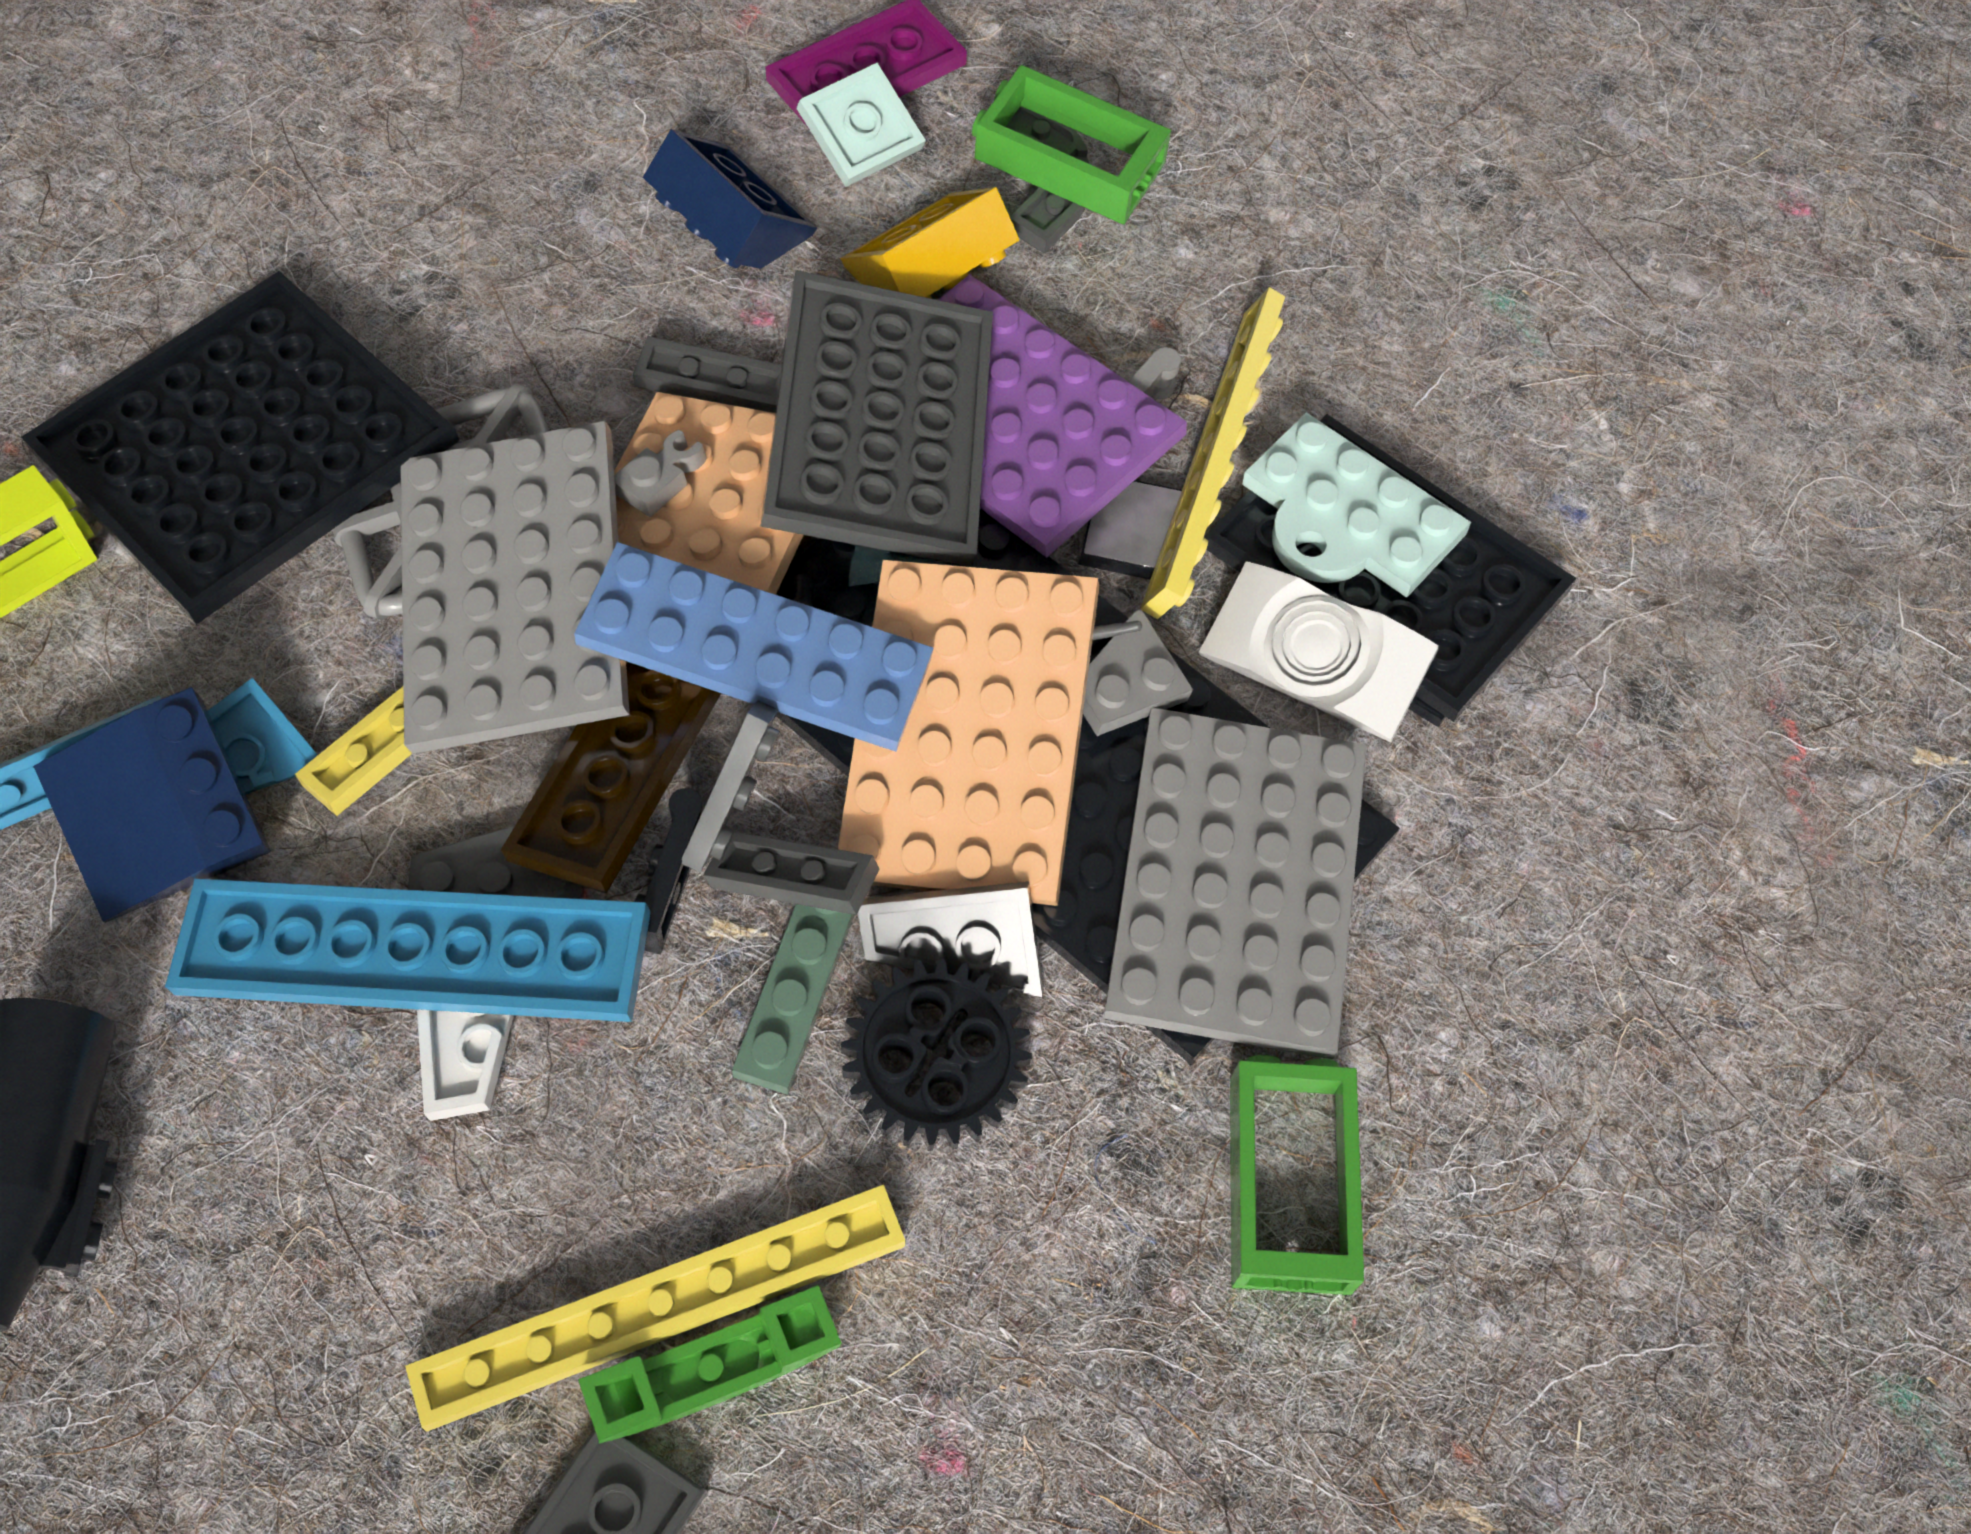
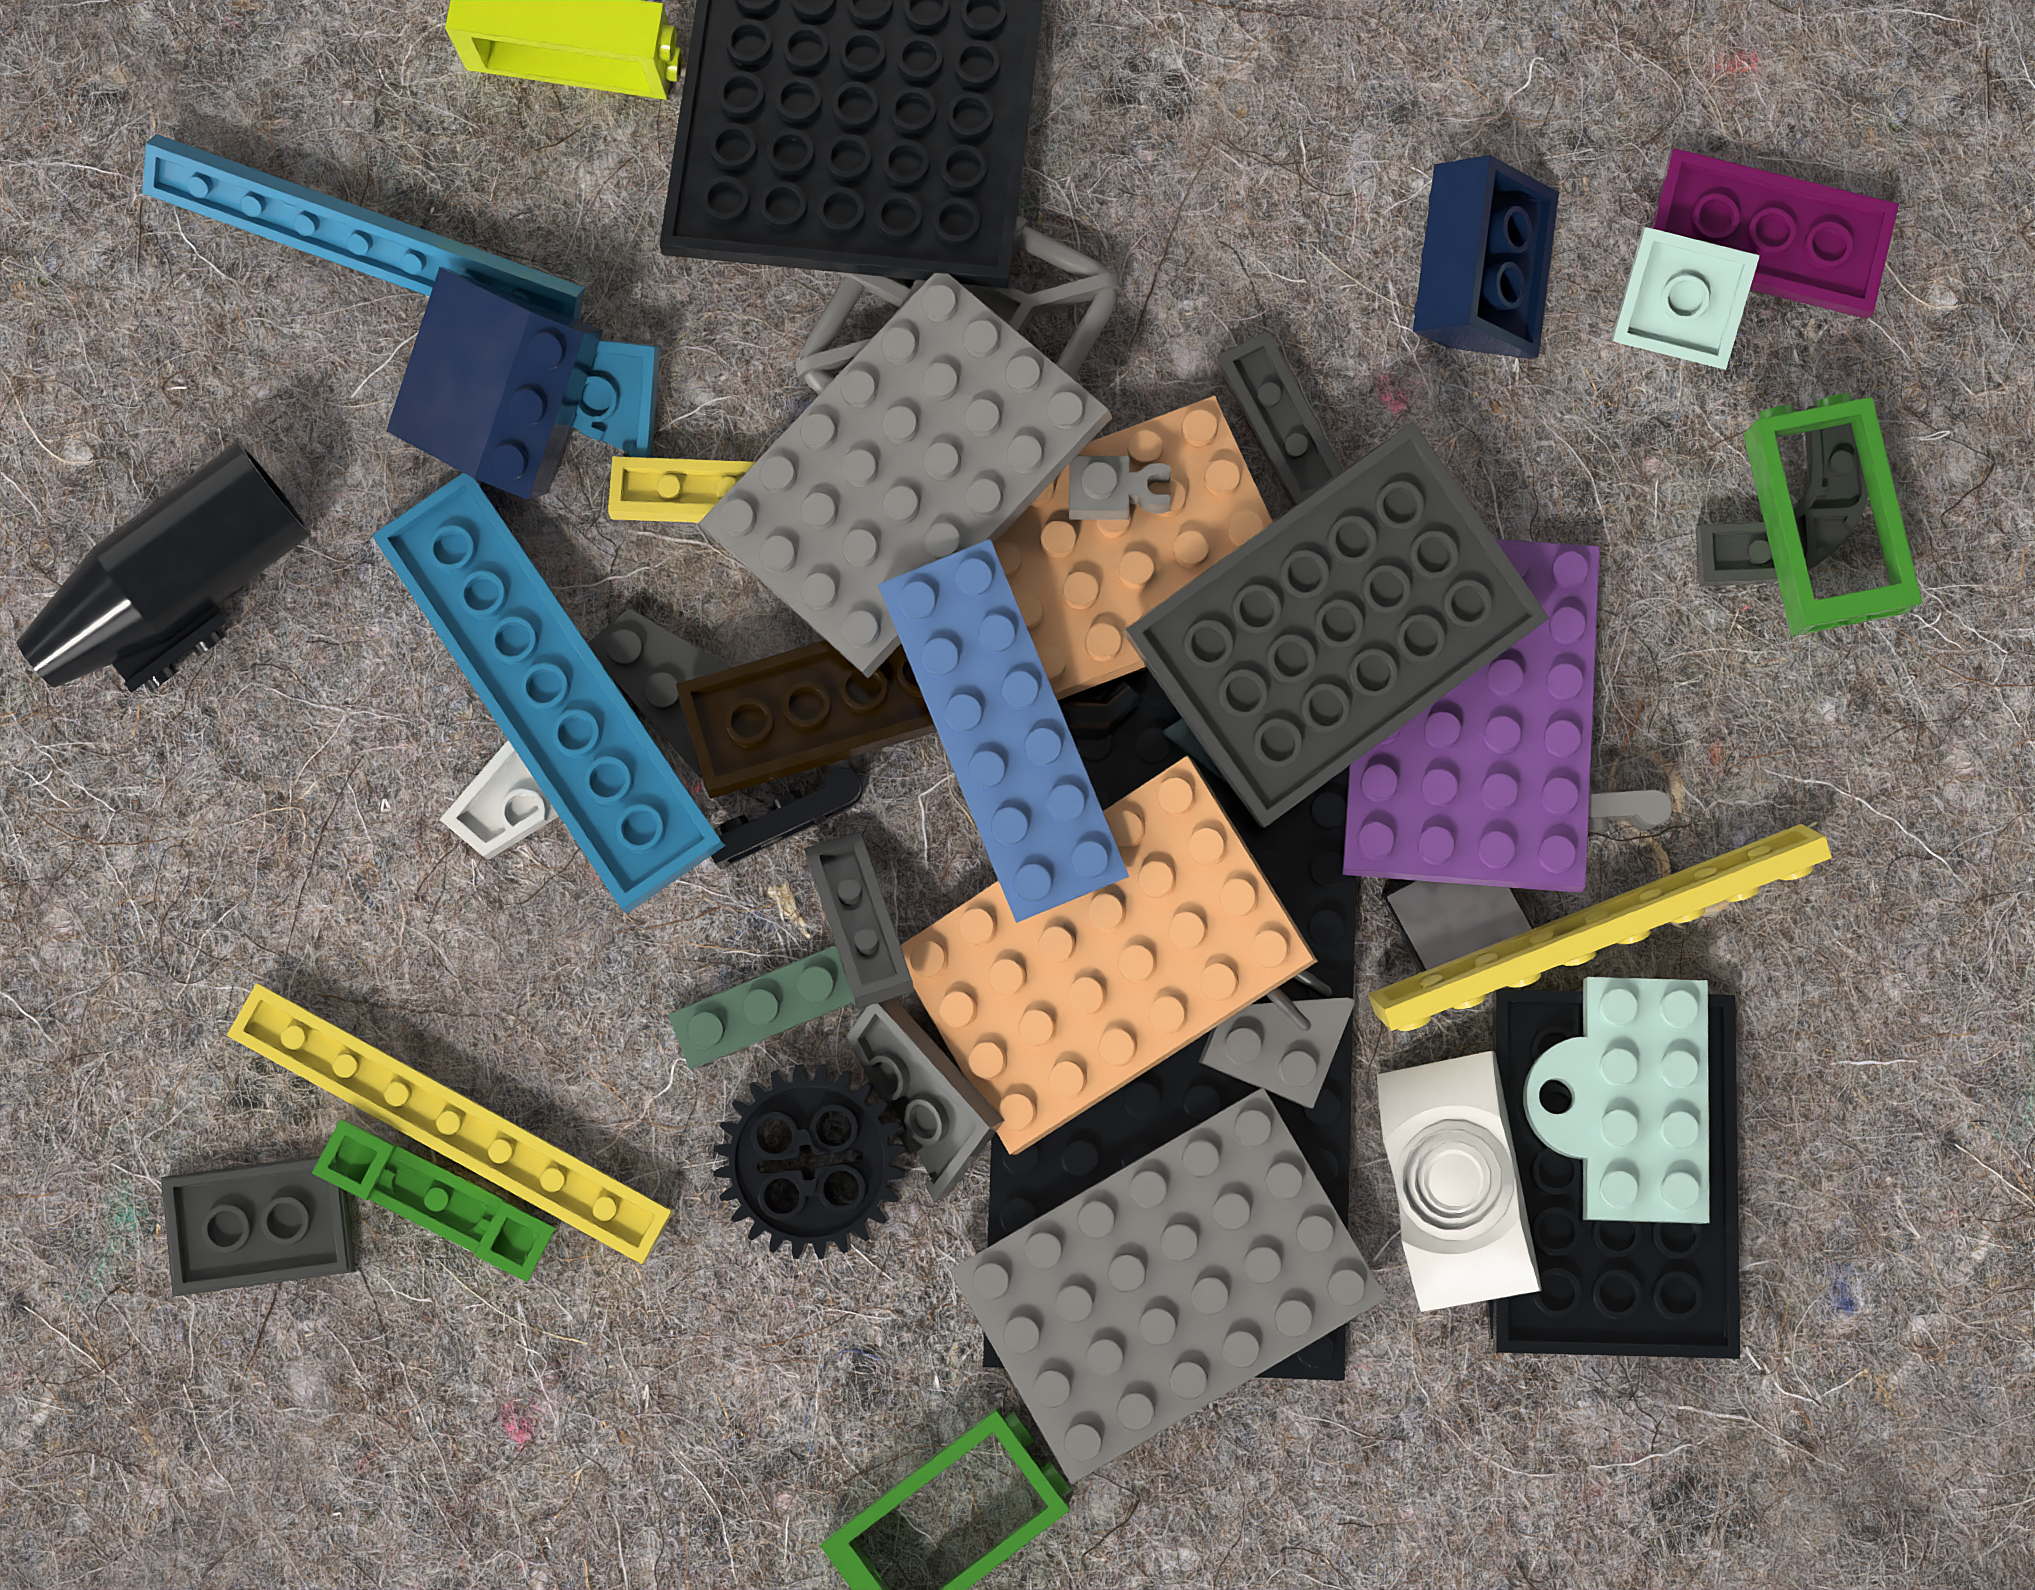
camera: 60 degrees right, 20 degrees up
(732, 787) = (878, 817): plate -> none
(936, 244) = (1601, 484): yellow slope -> none

